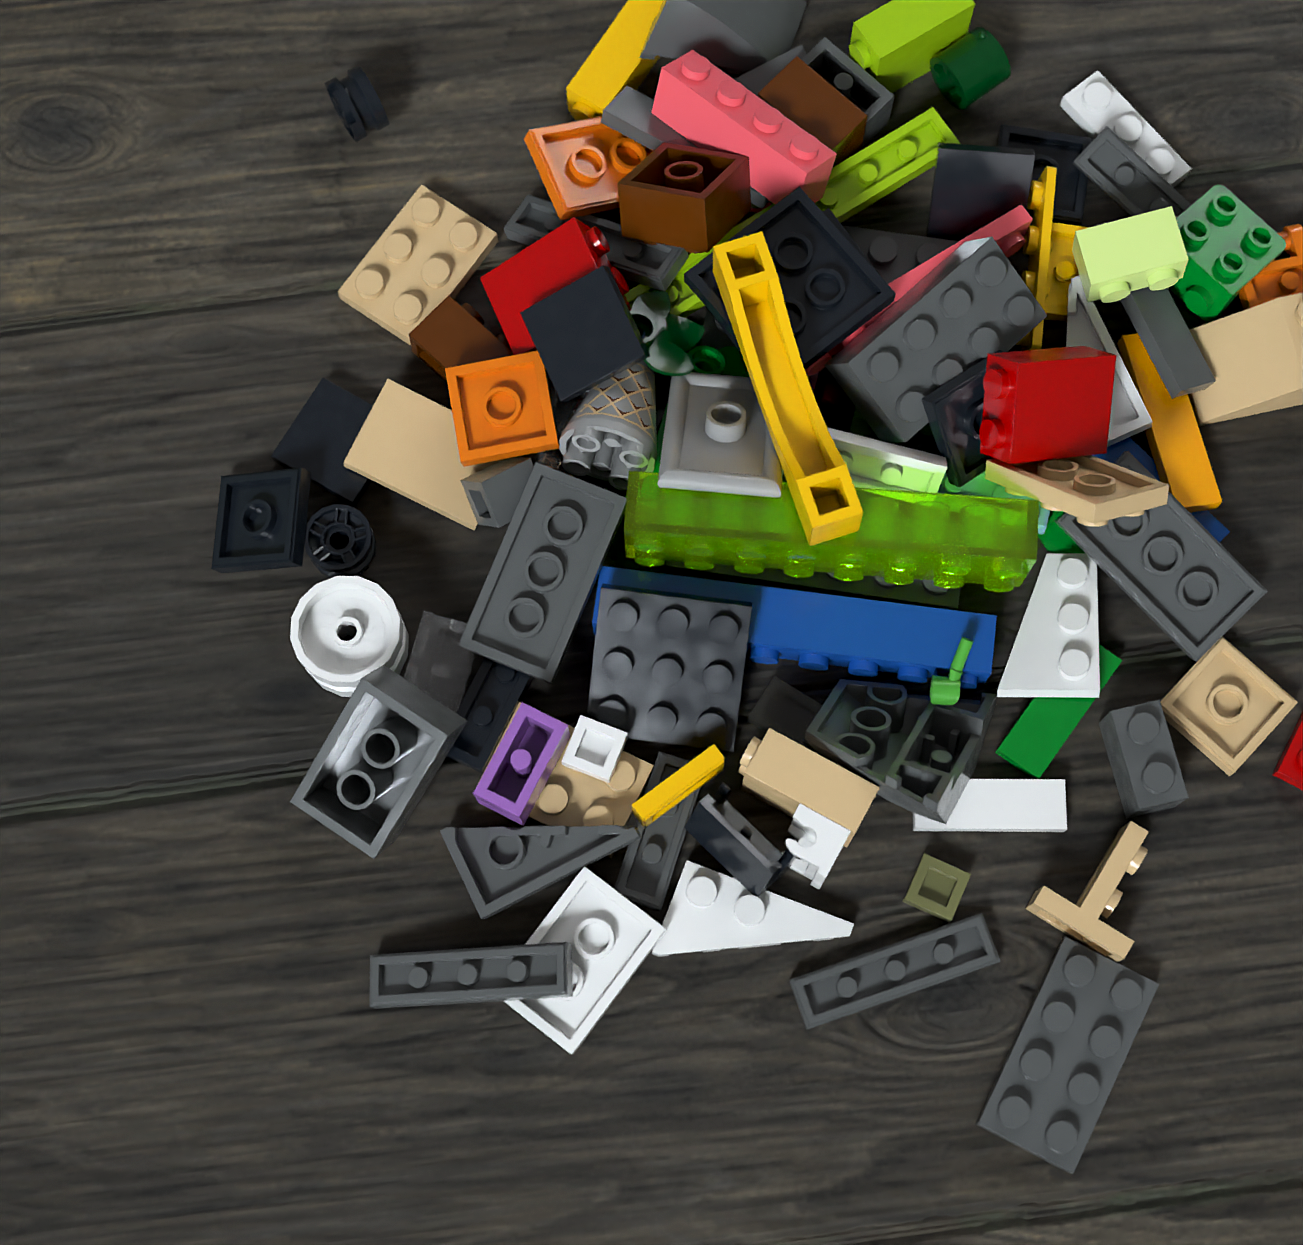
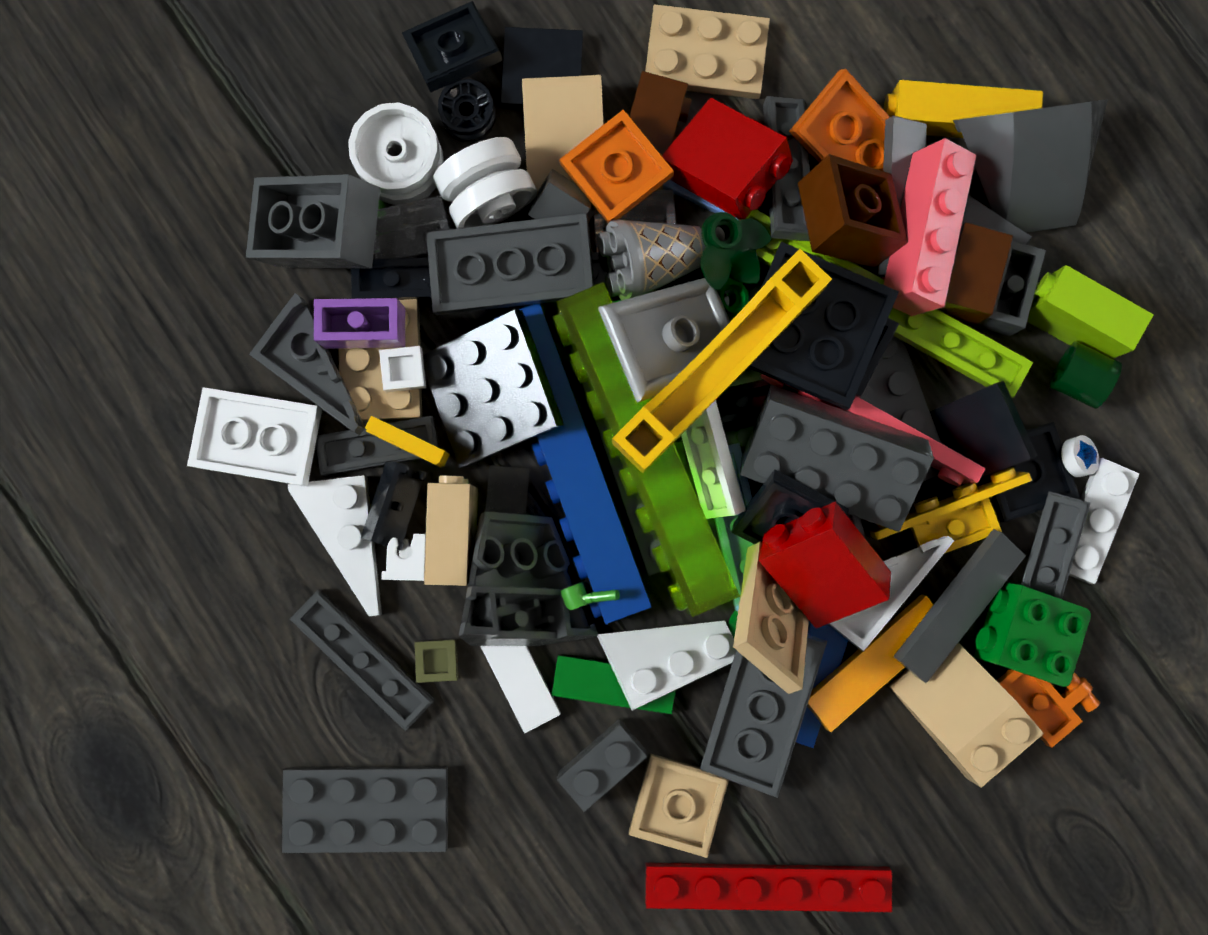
camera: 60 degrees right, 10 degrees up
(432, 556) = (485, 183): none -> white wheel
(471, 975) = (205, 369): dark grey tile -> none
(585, 334) = (698, 194): black tile -> none
(1051, 116) = (1080, 456): none -> white tile
(1097, 899) = (485, 779): tan bracket -> none
(1130, 255) = (986, 572): yellowish green brick -> none

